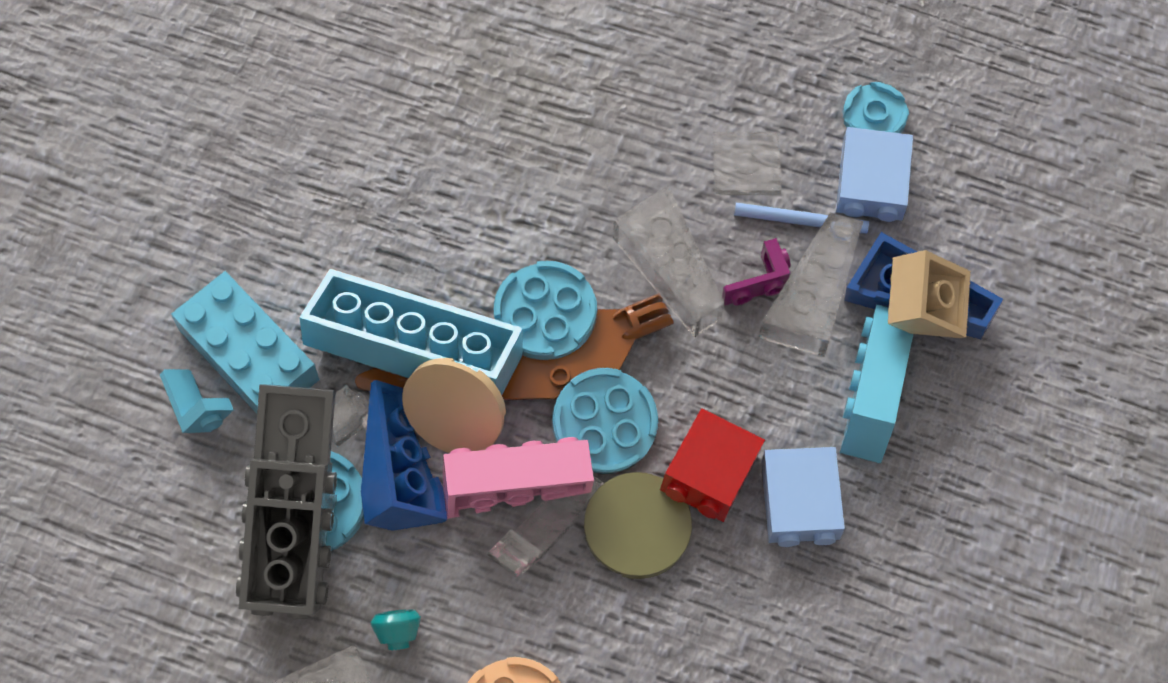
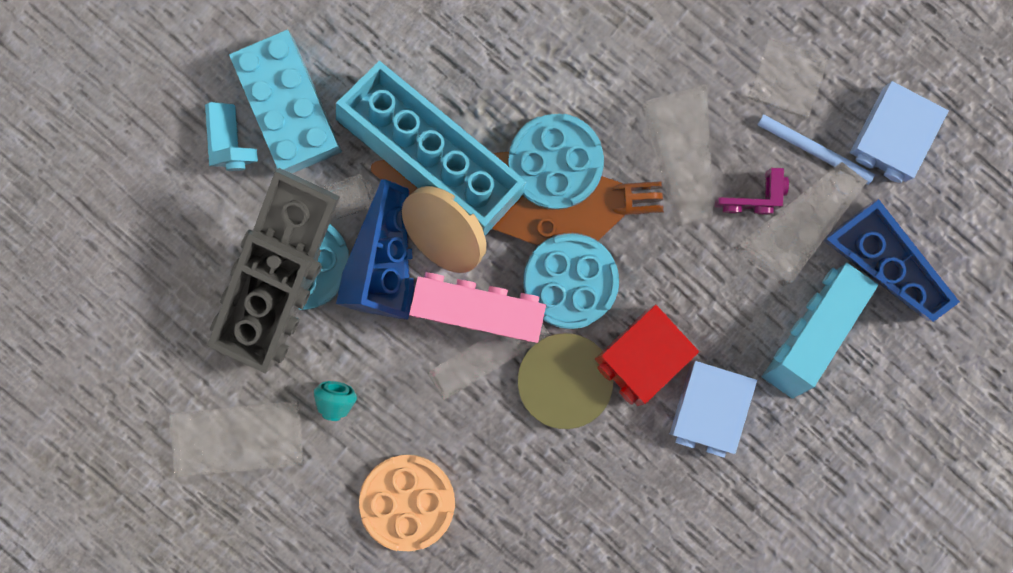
camera: 20 degrees right, 20 degrees up
(876, 108) = (926, 67): medium azure tile -> none
(929, 295) = (894, 279): tan slope -> none

